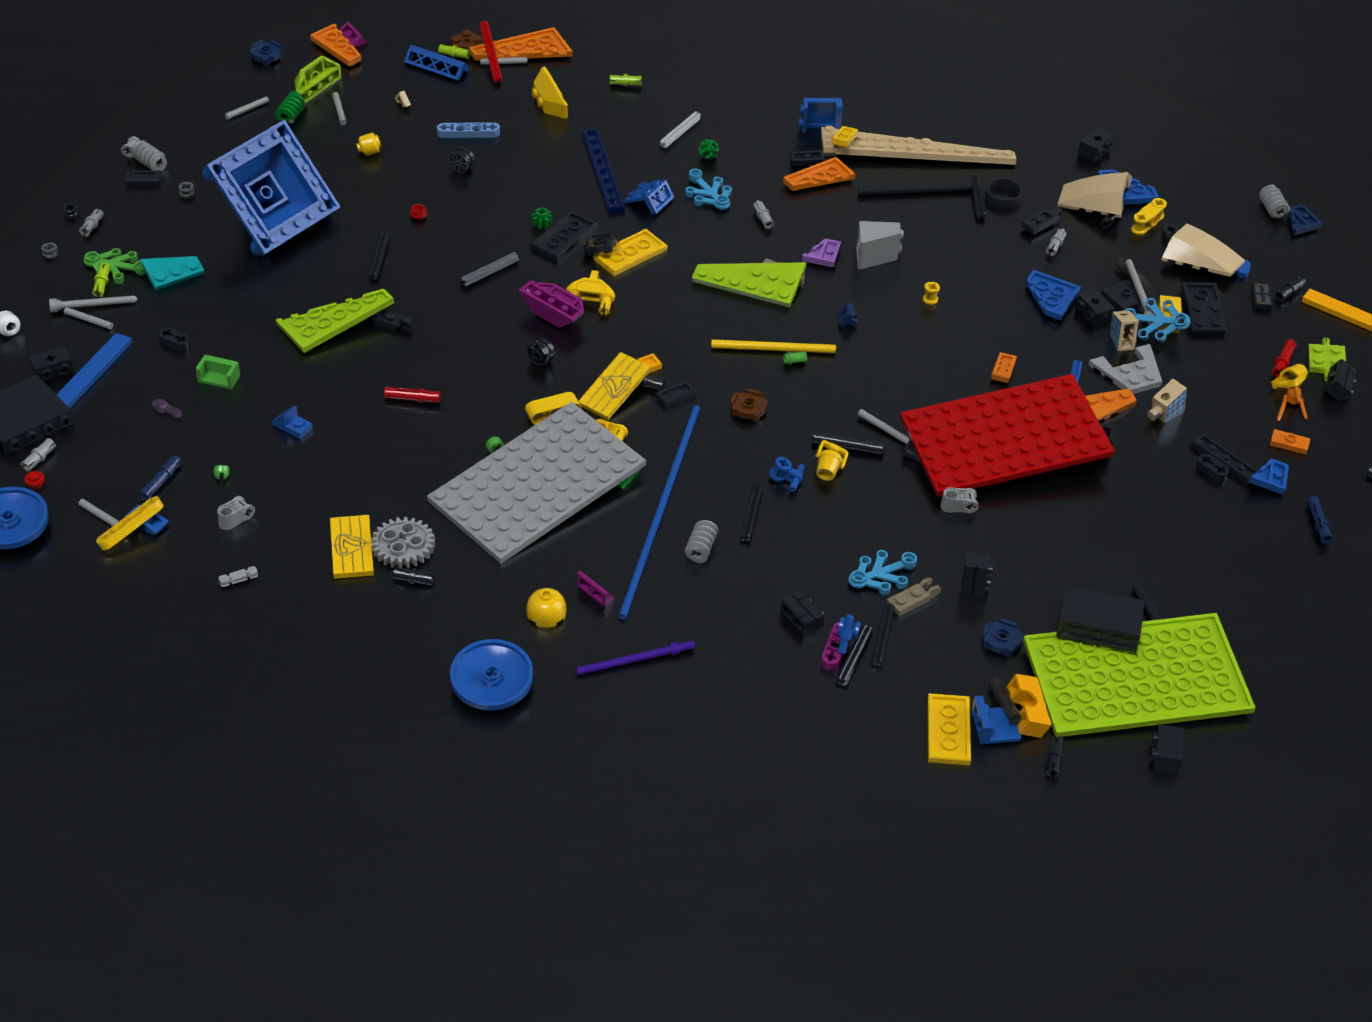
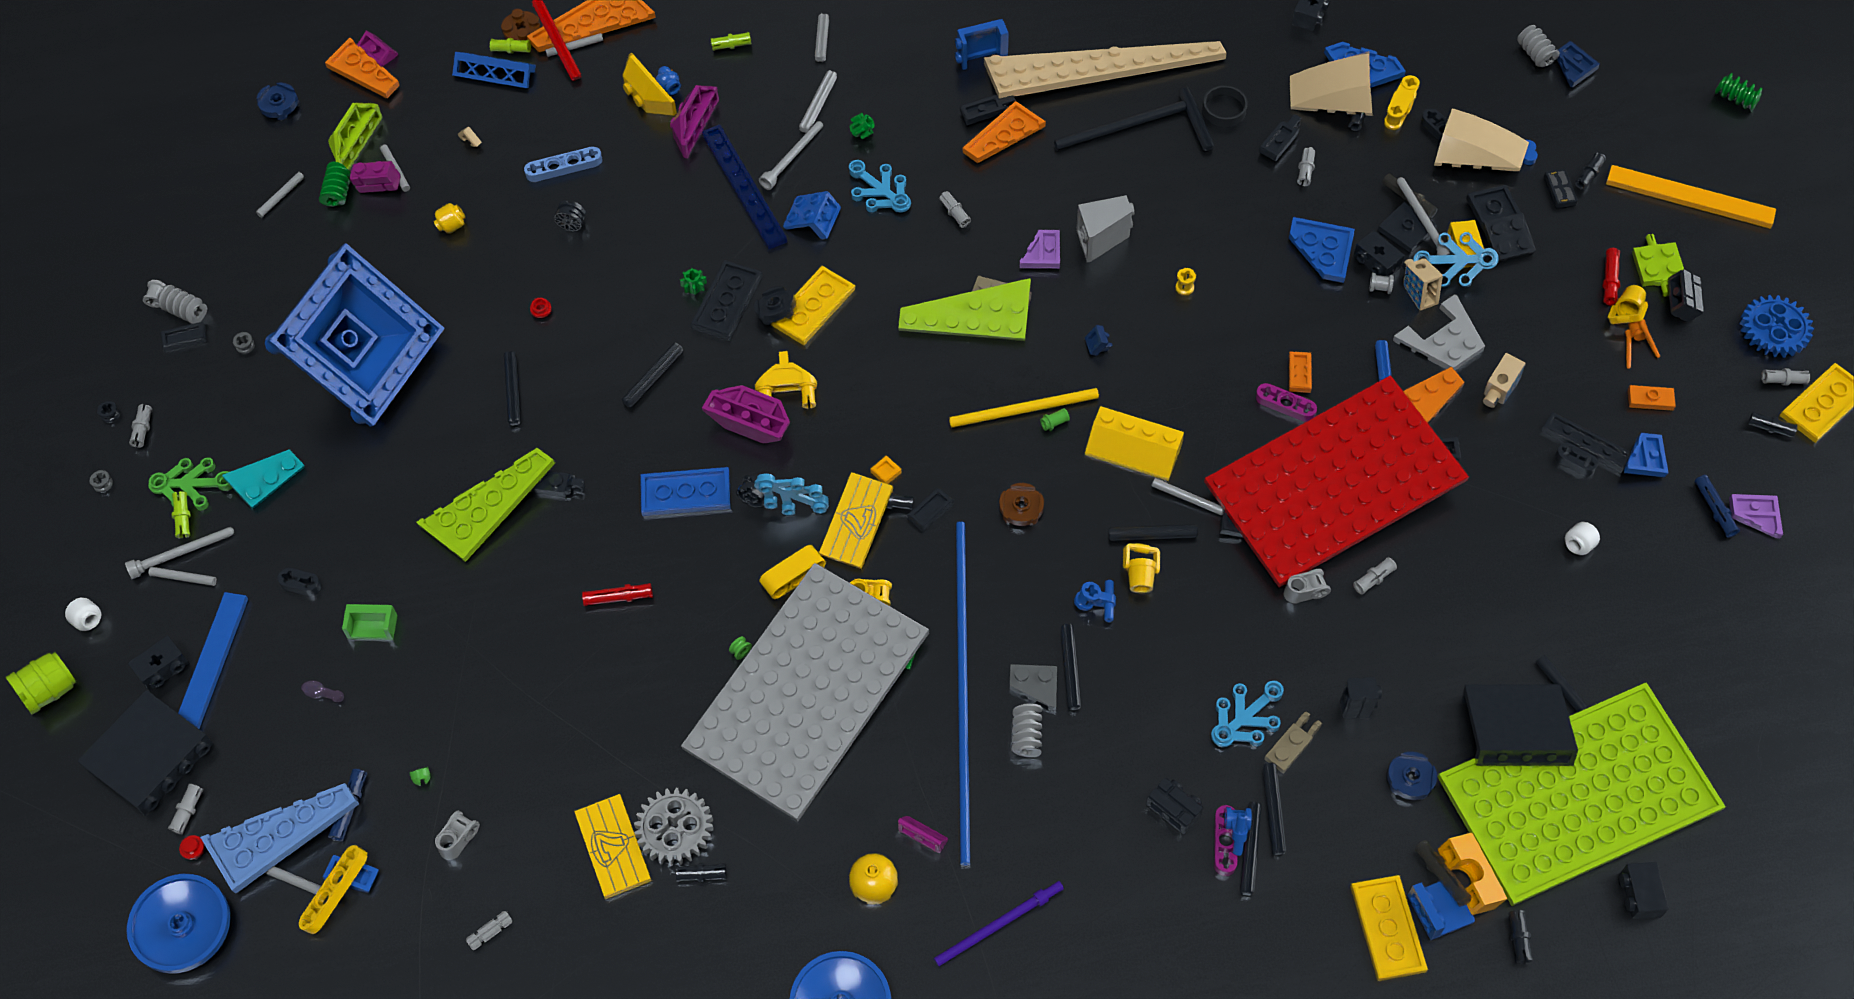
camera: 10 degrees left, 15 degrees up
(97, 482) = (267, 839): none -> medium blue wing
(292, 423) = (482, 675): blue slope -> none
(322, 107) = (375, 176): none -> magenta brick
(488, 344) = (685, 491): none -> blue tile
(554, 341) = (767, 484): none -> dark azure plant
(569, 94) = (668, 80): none -> blue animal
(580, 117) = (693, 116): none -> magenta wedge
(624, 168) = (769, 178): none -> light grey piece
(697, 92) = (821, 39): none -> light grey axle
(722, 515) = (1035, 682): none -> dark grey wing
(844, 136) = (1020, 73): yellow plate -> none
(853, 383) = (1134, 443): none -> yellow slope
(976, 378) = (1288, 410): none -> magenta beam
(1010, 509) = (1375, 575): none -> light grey pin
(1090, 325) = (1381, 283): none -> light grey bush
(1198, 516) = (1582, 538): none -> white head
(1352, 530) = (1757, 512): none -> medium lavender wing

